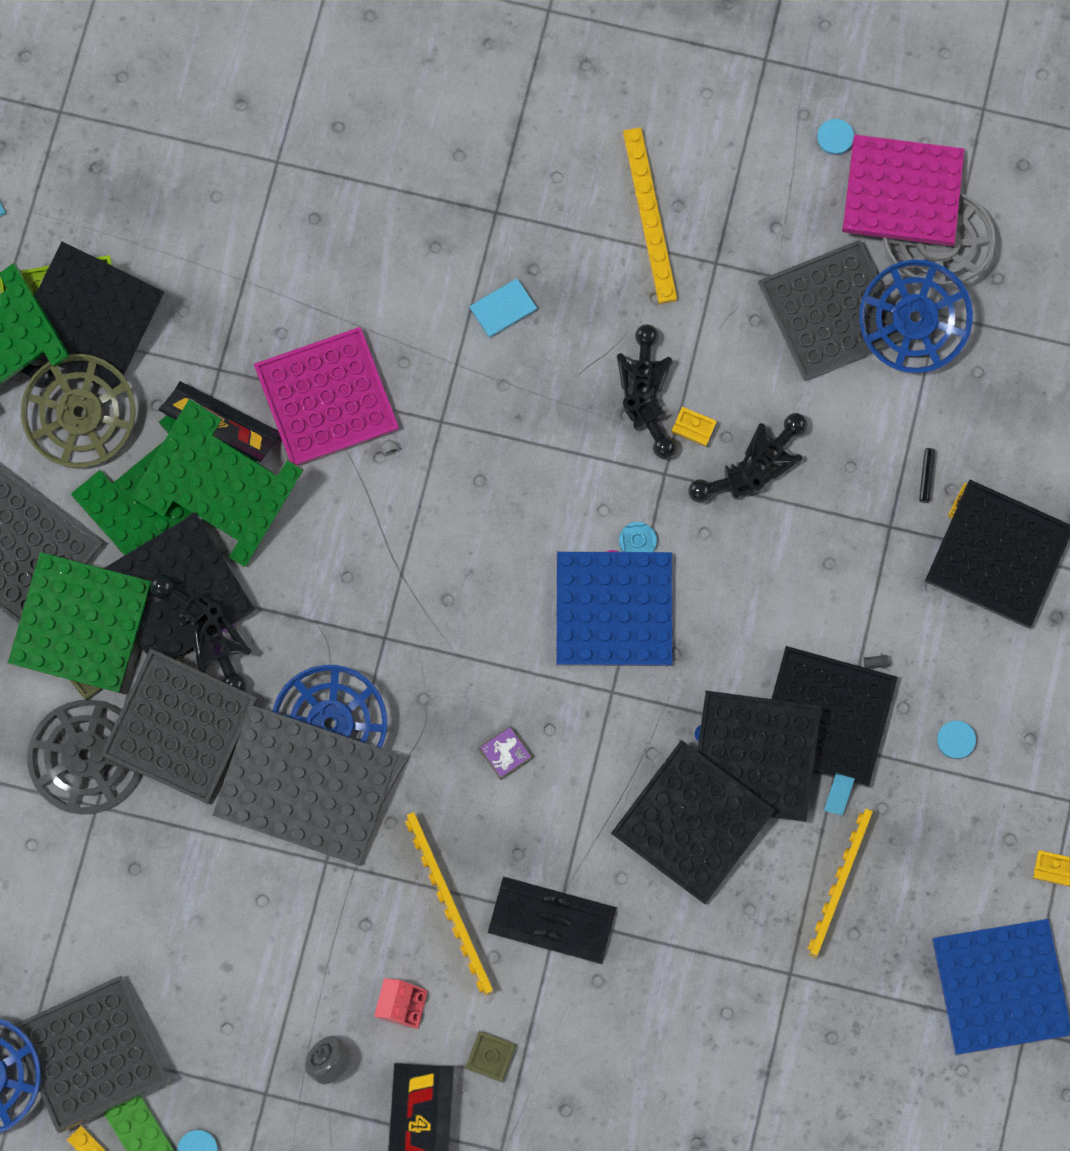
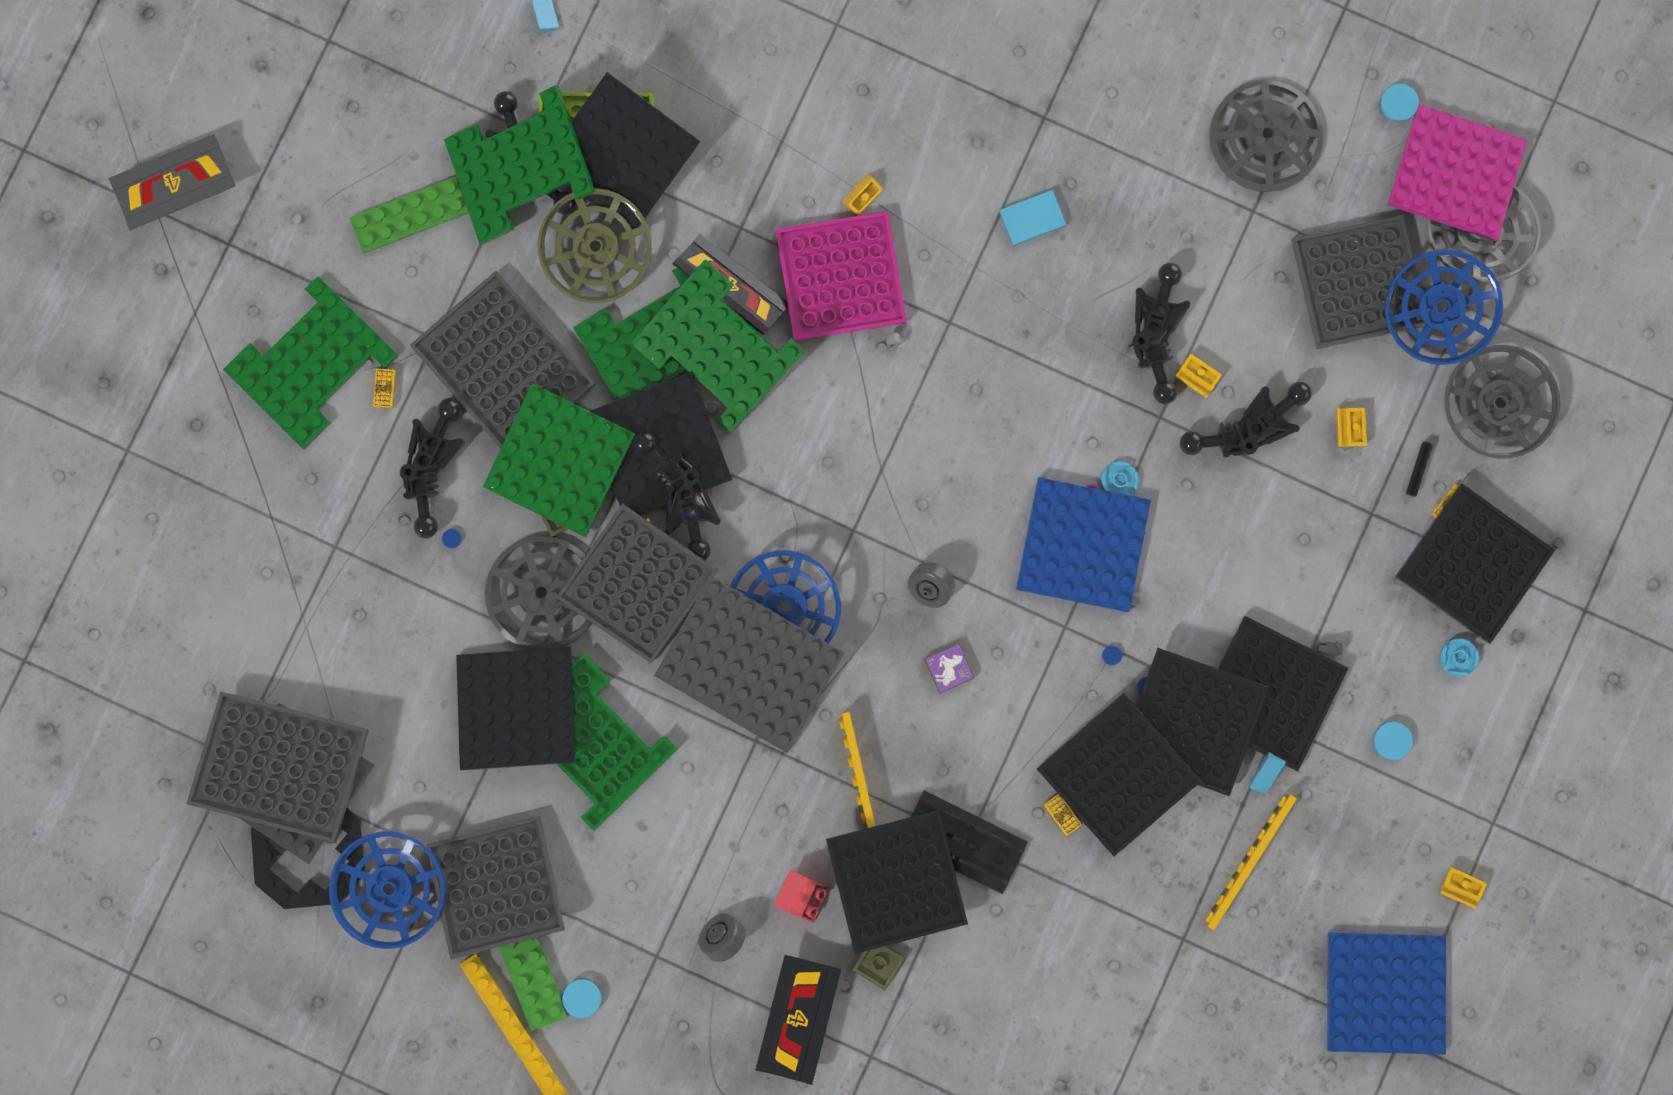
camera: 15 degrees right, 10 degrees up
(79, 873) = (515, 708): none -> black plate
(157, 891) = (608, 752): none -> green piece
(332, 316) = (862, 195): none -> yellow slope
(471, 674) = (931, 584): none -> dark grey wheel
(492, 967) = (896, 881): none -> black plate
(645, 874) = (1062, 814): none -> tile
(649, 216) = (1196, 149): yellow plate -> none
(663, 710) = (1111, 655): none -> blue piece
(716, 200) = (1265, 146): none -> dark grey dish
(852, 447) = (1351, 427): none -> yellow plate
(999, 388) = (1512, 398): none -> dark grey dish
(1004, 647) = (1459, 657): none -> medium azure tile

